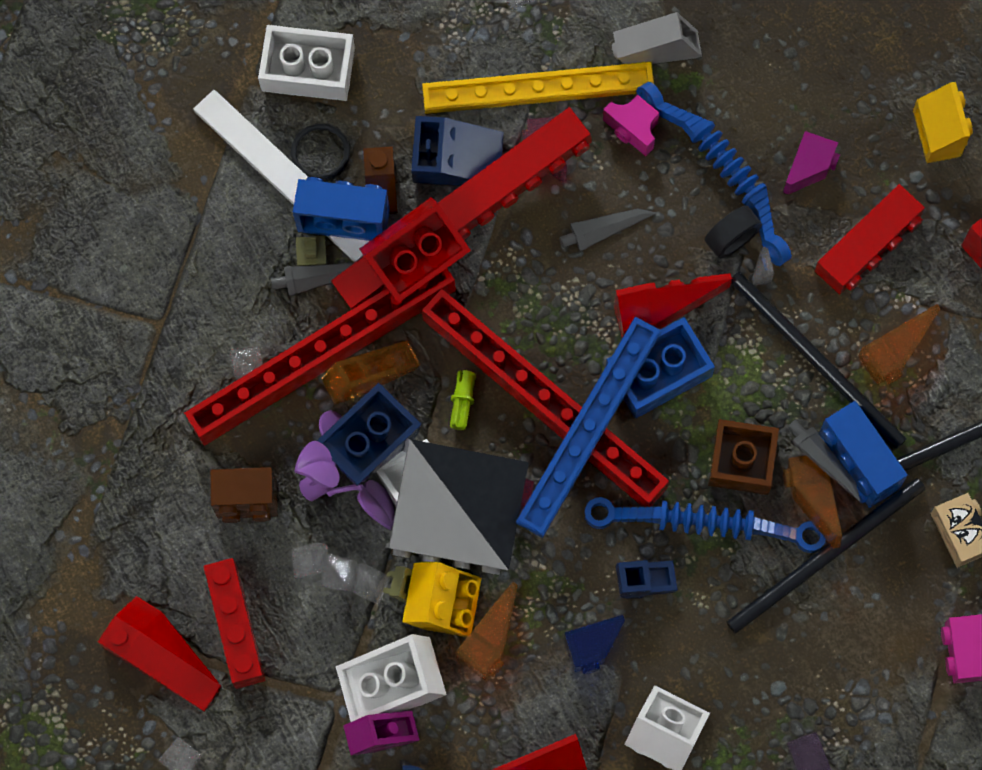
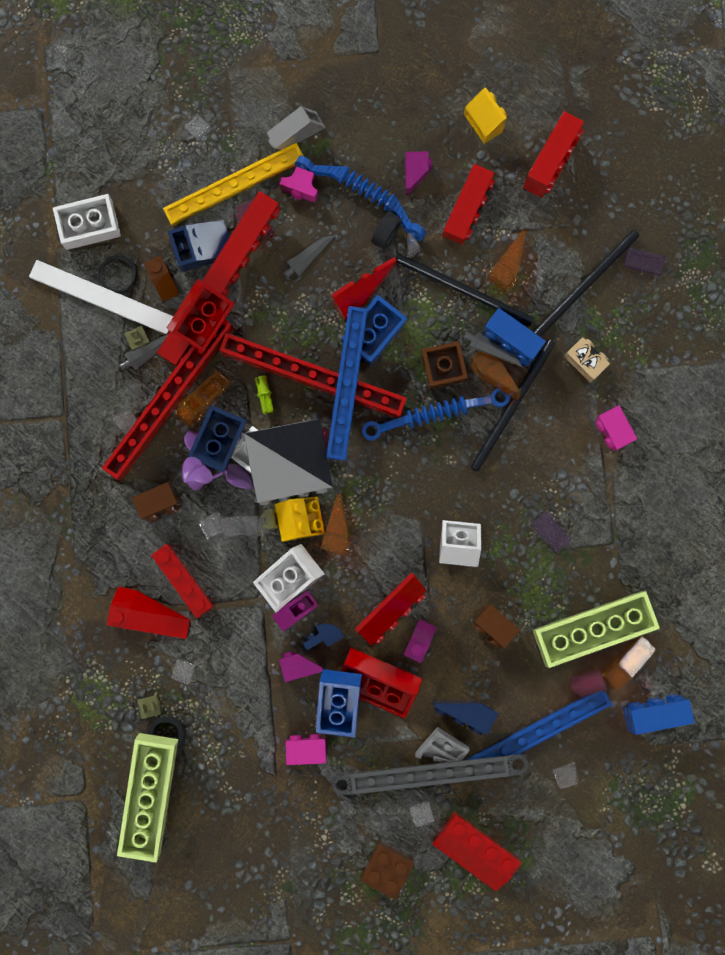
camera: 25 degrees left, 10 degrees up
(340, 209) = (145, 306): blue brick -> none
(592, 644) = (398, 511): clear blue slope -> none
(645, 578) = (414, 460): dark blue brick -> none

